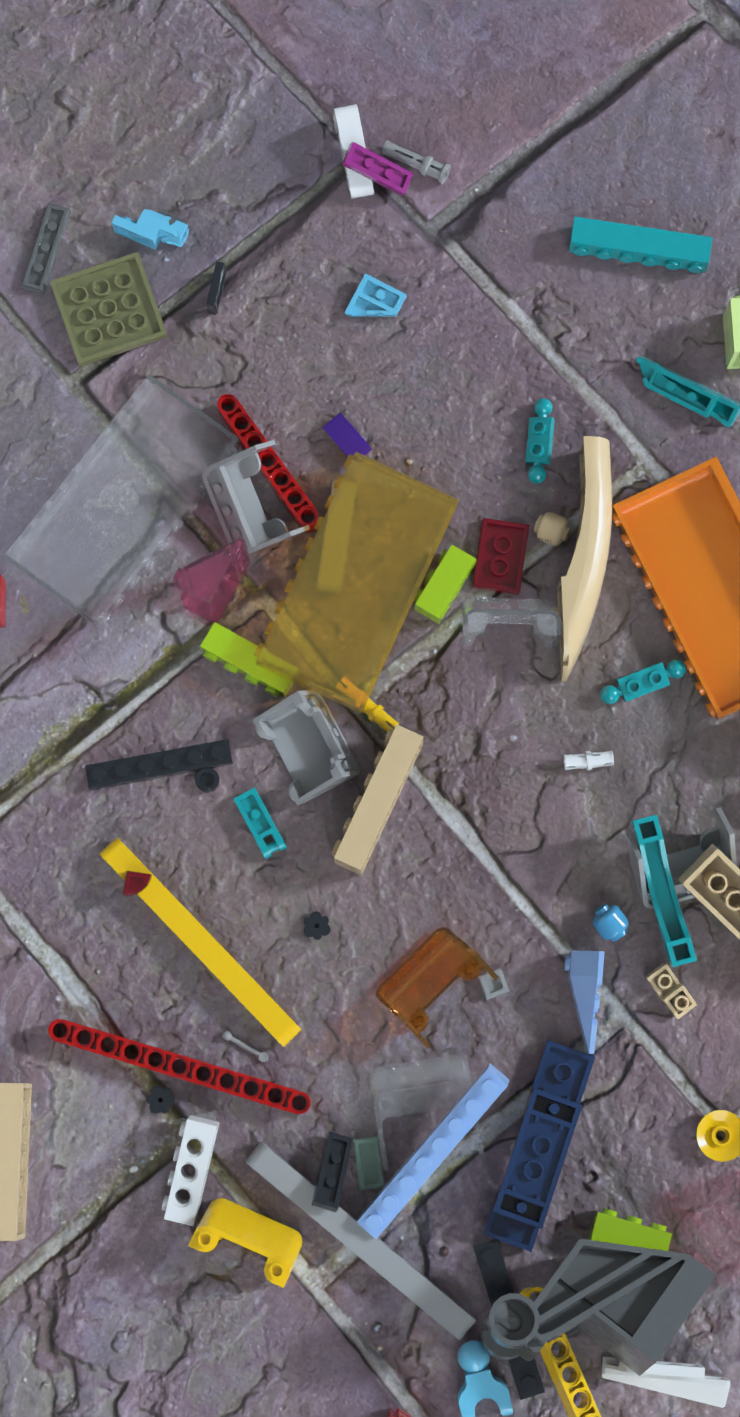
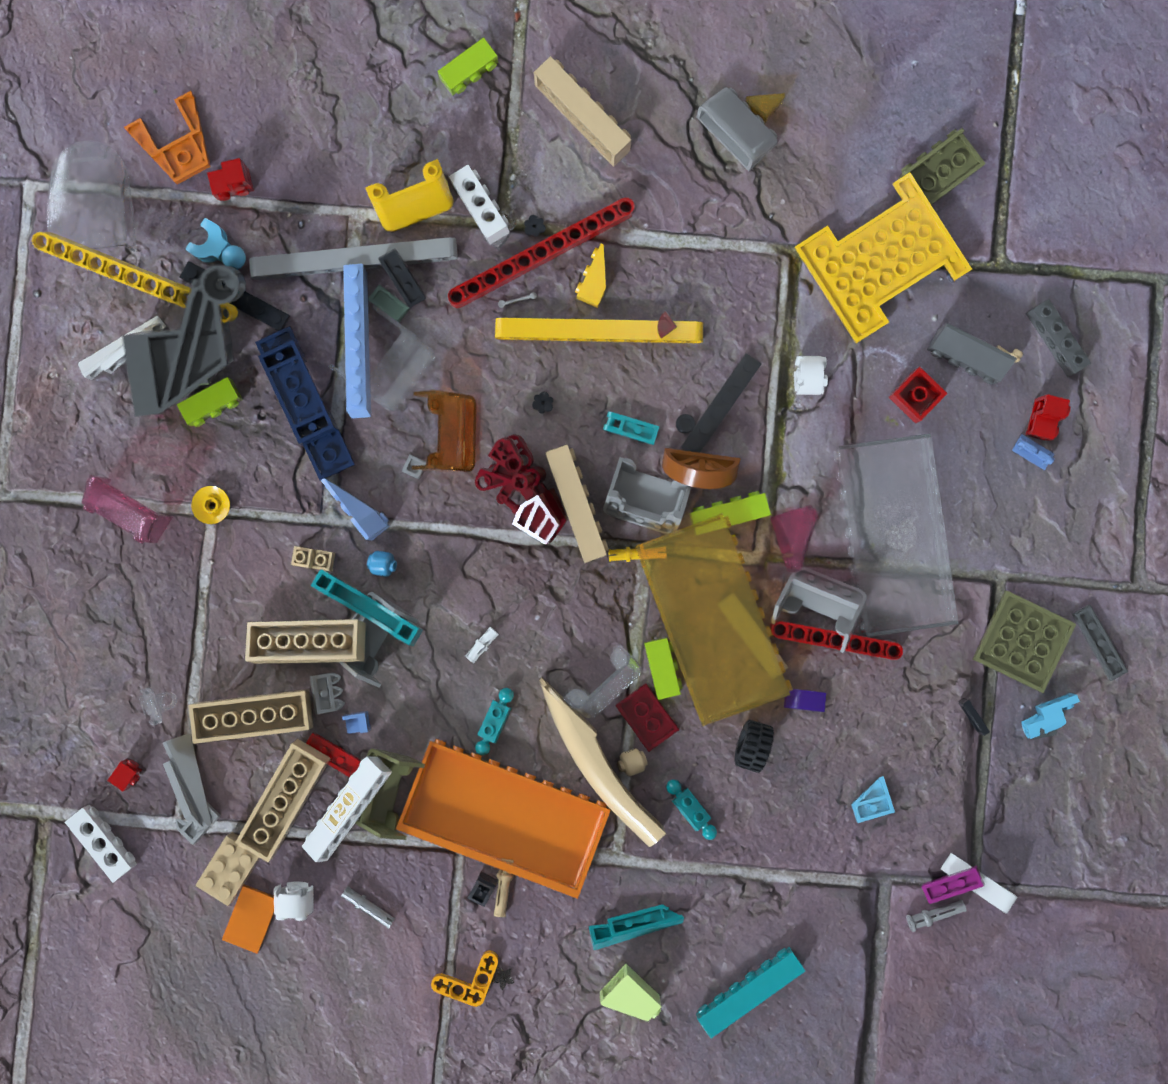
camera: 130 degrees right, 10 degrees up
(53, 710) = (810, 376): none -> white brick
(69, 1317) = (468, 67): none -> lime brick
(159, 988) = (594, 284): none -> yellow slope
(236, 724) = (700, 469): none -> dark orange window
(411, 889) = (542, 513): none -> dark red piece
(431, 439) = (754, 746): none -> black tyre

